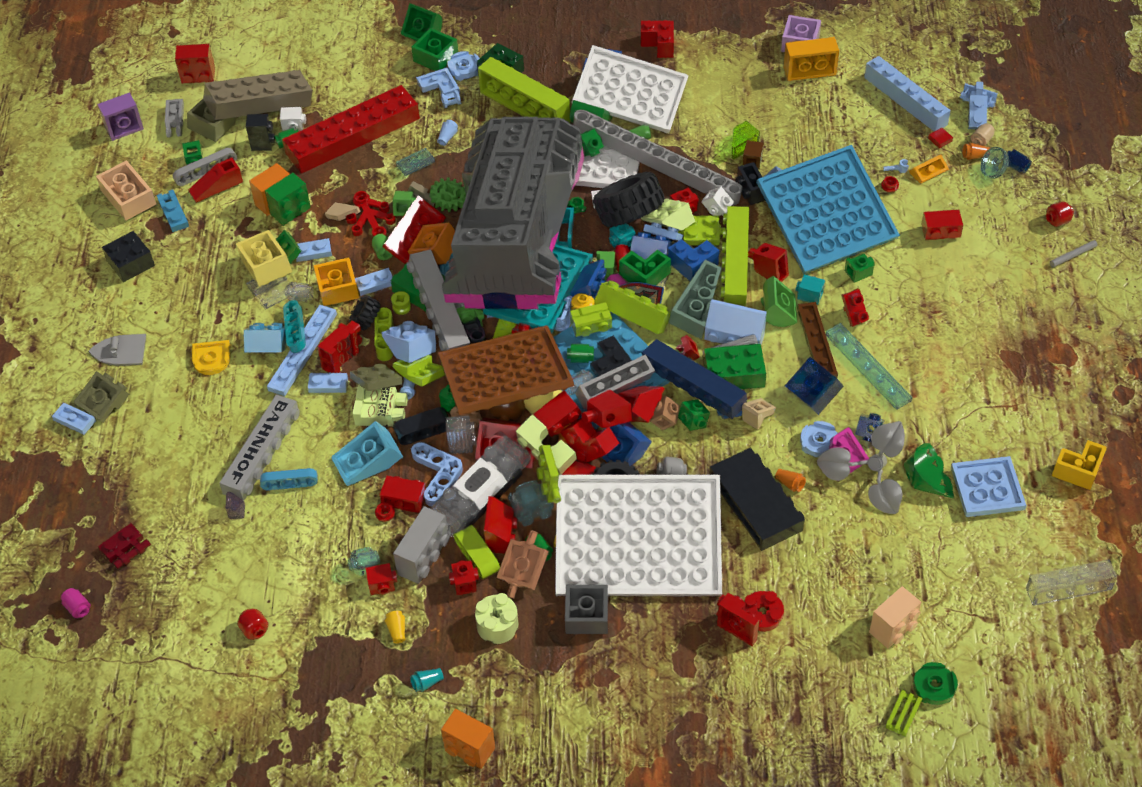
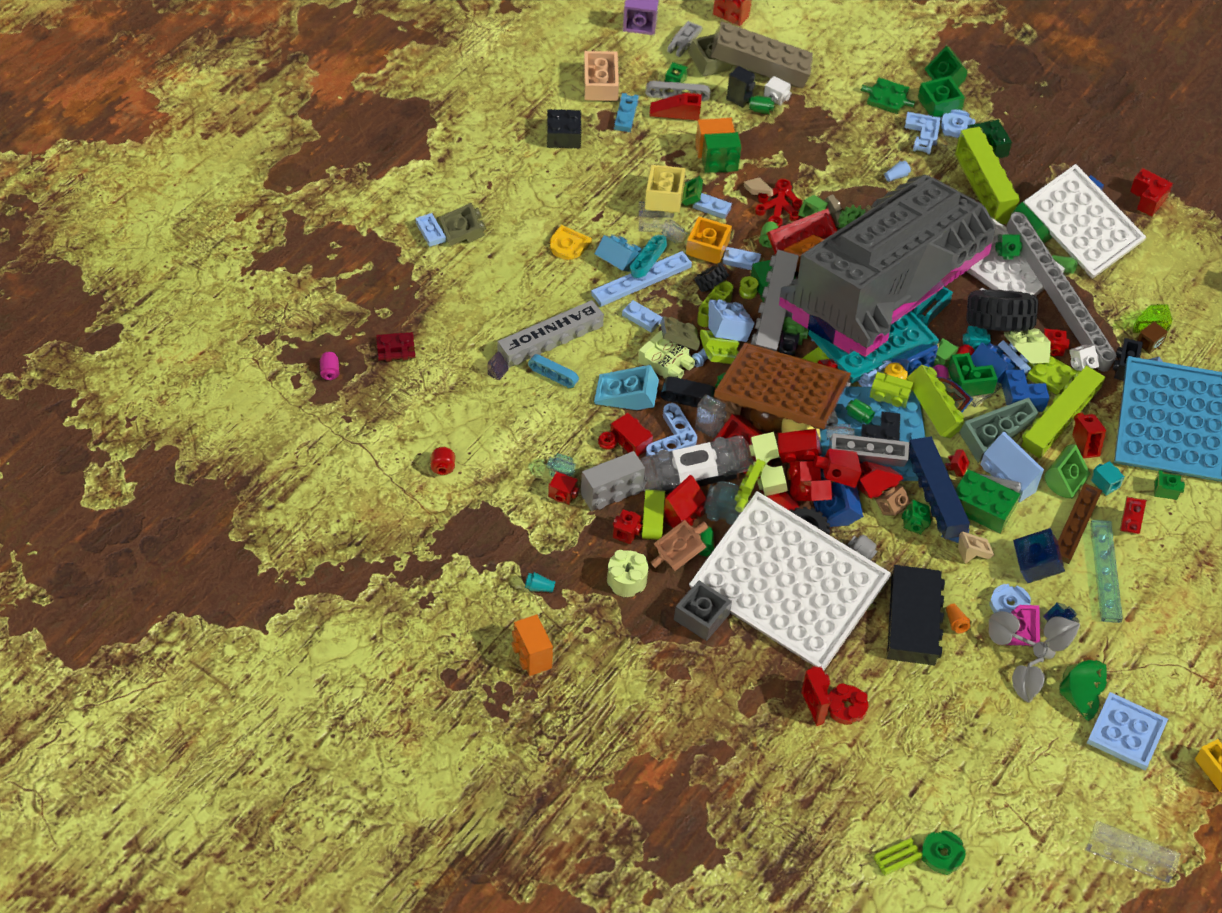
camera: 30 degrees right, 0 degrees up
(120, 350) = (505, 198): light grey shield -> none
(339, 347) = (670, 292): red hips -> none
(351, 129) = (820, 125): red brick -> none
(388, 72) = (888, 95): none -> green plate
(396, 625) = (548, 529): yellow cone -> none
(415, 161) = (851, 181): clear light blue plate -> none
(578, 205) = (960, 292): green plate -> none
(895, 617) = (950, 778): light nougat brick -> none

